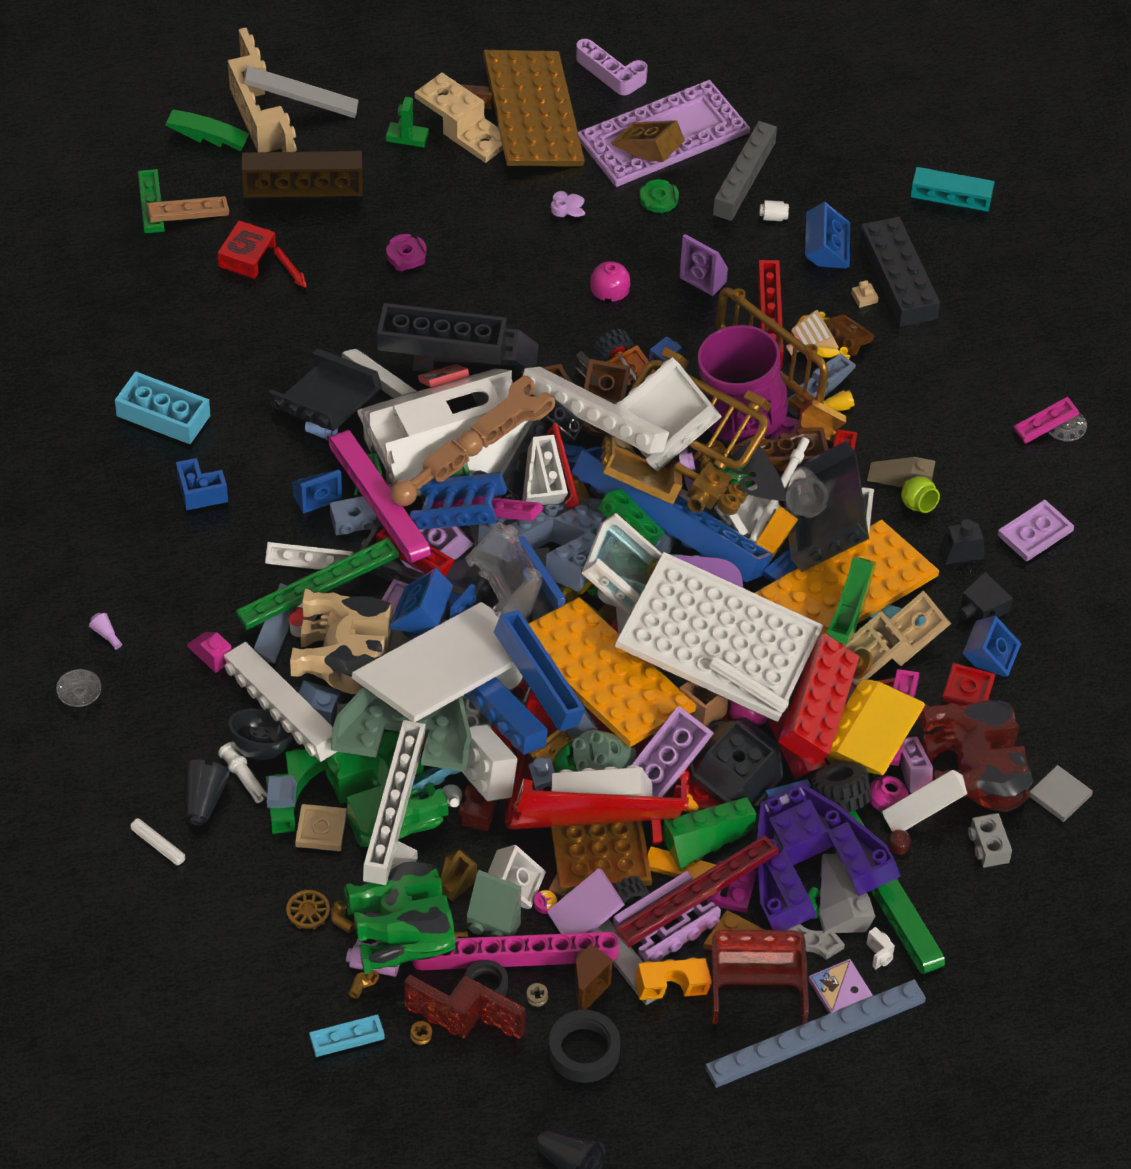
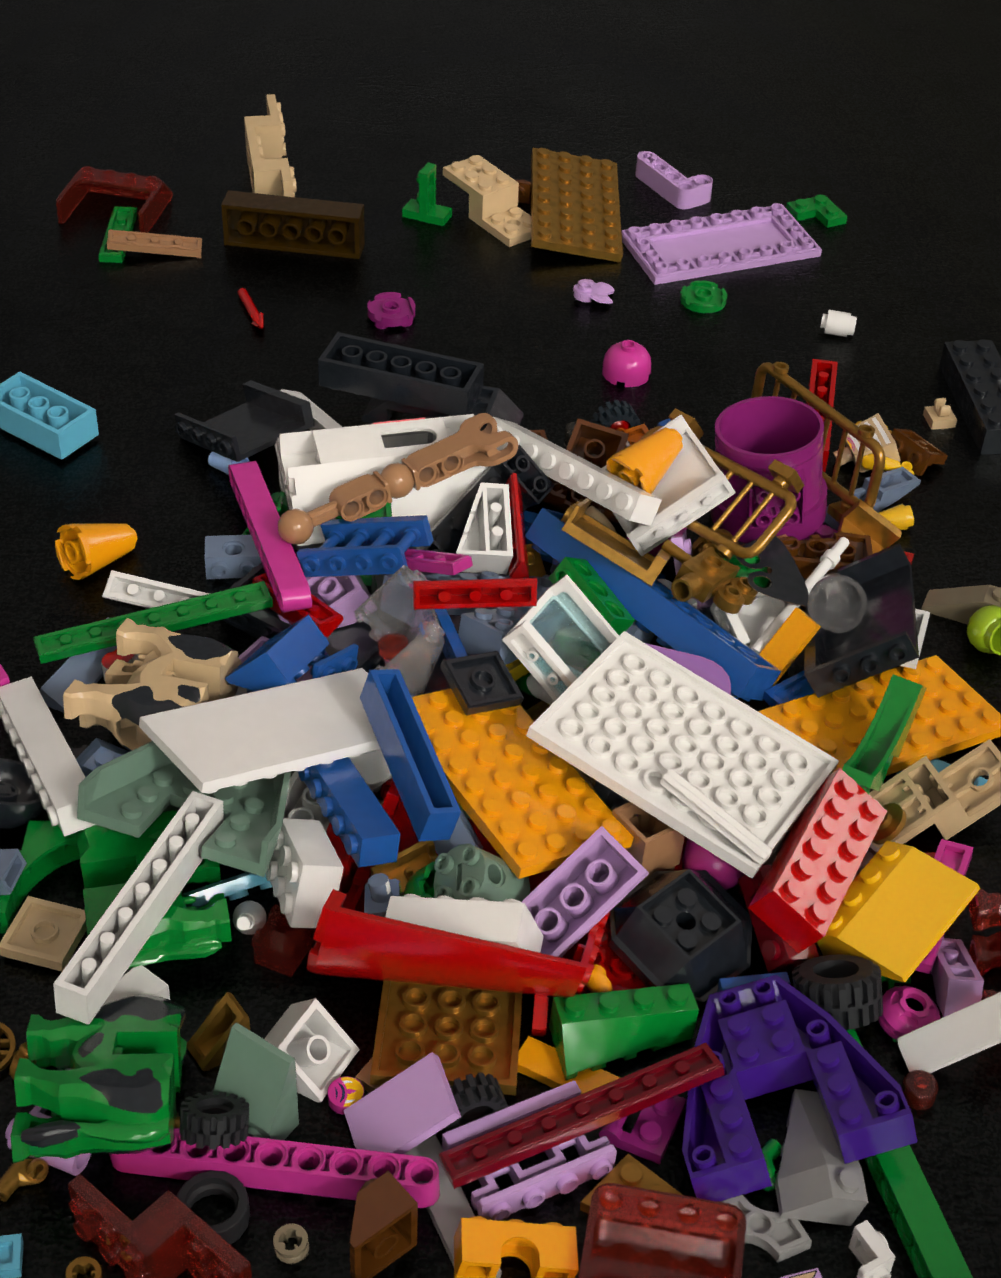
camera: 10 degrees right, 10 degrees down
(138, 146) = (149, 188): none -> clear red windscreen
(200, 489) = (51, 501): blue brick -> none
(206, 128) = (200, 178): green slope -> none
(245, 248) = (201, 280): red panel -> none
(247, 524) = (91, 546): none -> light orange cone
(300, 91) = (317, 156): light grey tile -> none
(317, 490) = (195, 519): blue slope -> none
(476, 930) = (214, 1120): none -> black tyre
(500, 582) = (391, 645): none -> clear red tile
(555, 540) = (475, 593): none -> red slope
(572, 606) = (481, 682): none -> black tile
(650, 139) = (705, 240): pearl gold slope -> none
(652, 398) = (647, 459): none -> light orange cone
(702, 266) = (739, 353): medium lavender slope -> none
(741, 77) = (818, 207): none -> green plate
(745, 171) = (808, 283): dark grey brick -> none
(827, 237) = (900, 354): blue slope -> none

